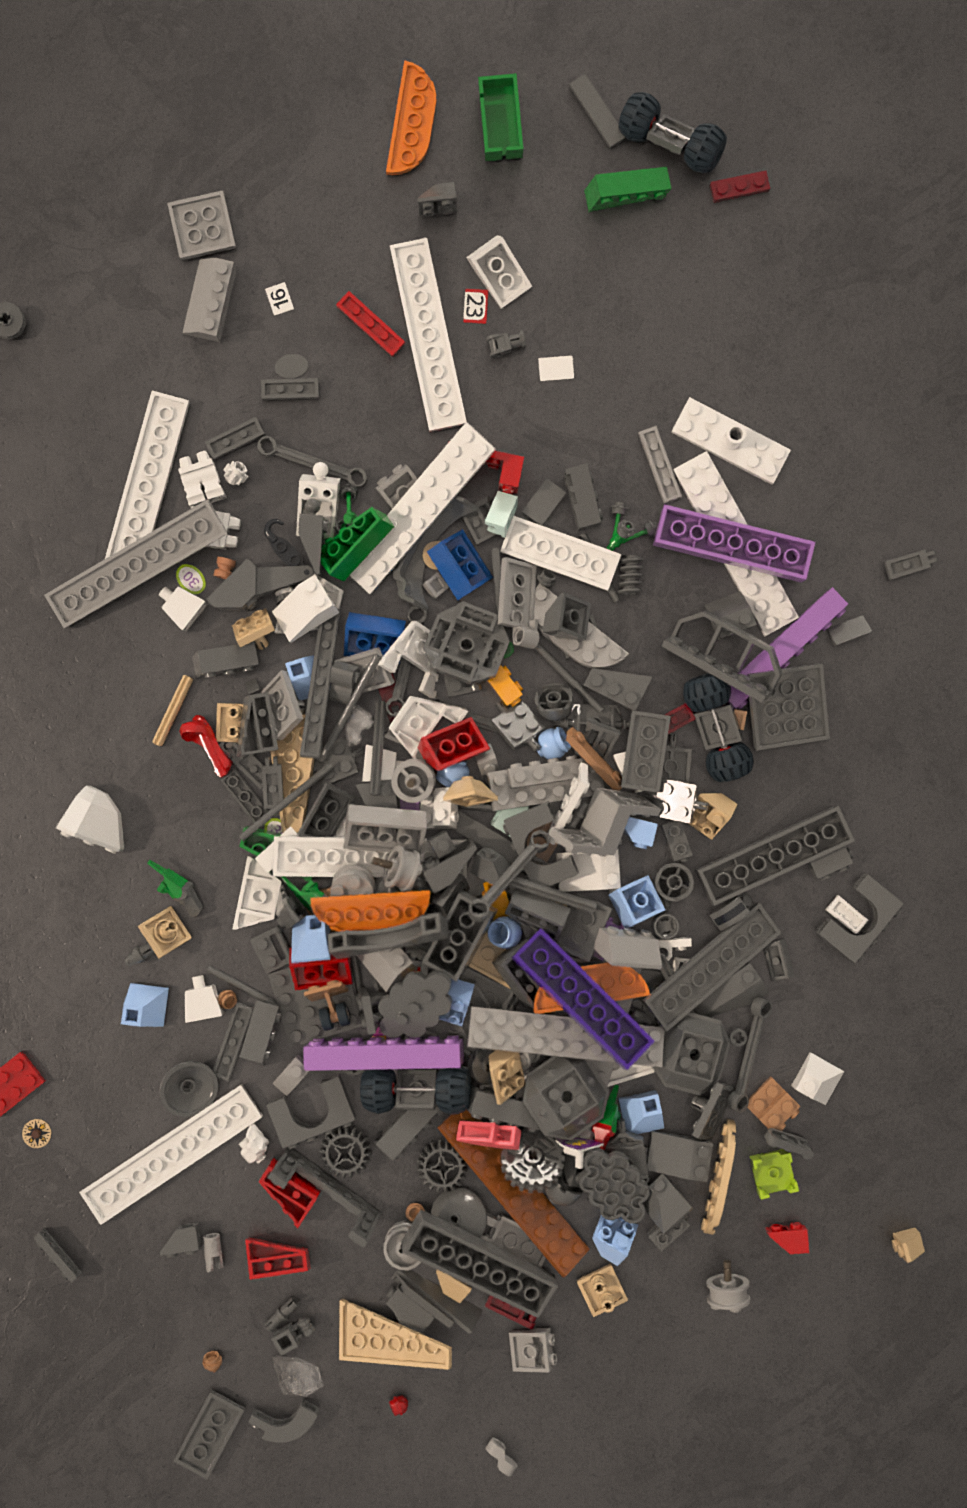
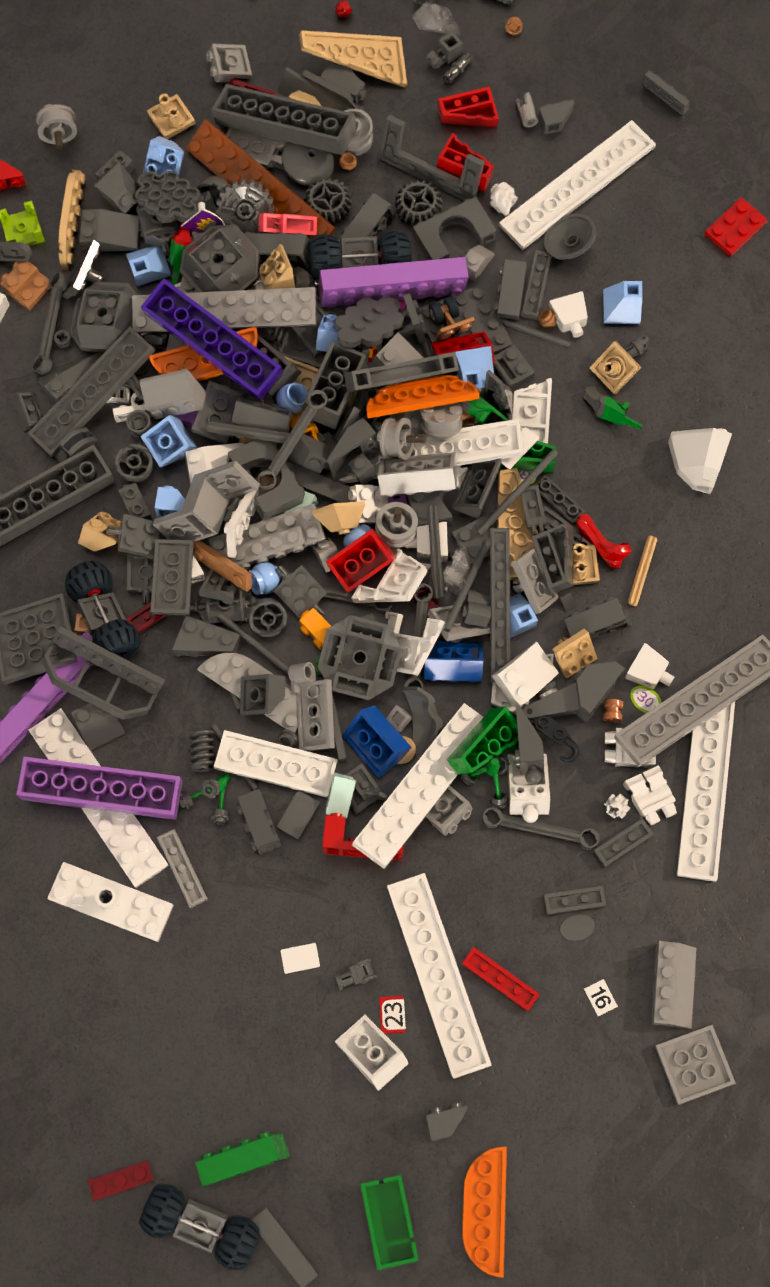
camera: 175 degrees right, 15 degrees down
(36, 1133) = (704, 190): piece -> none

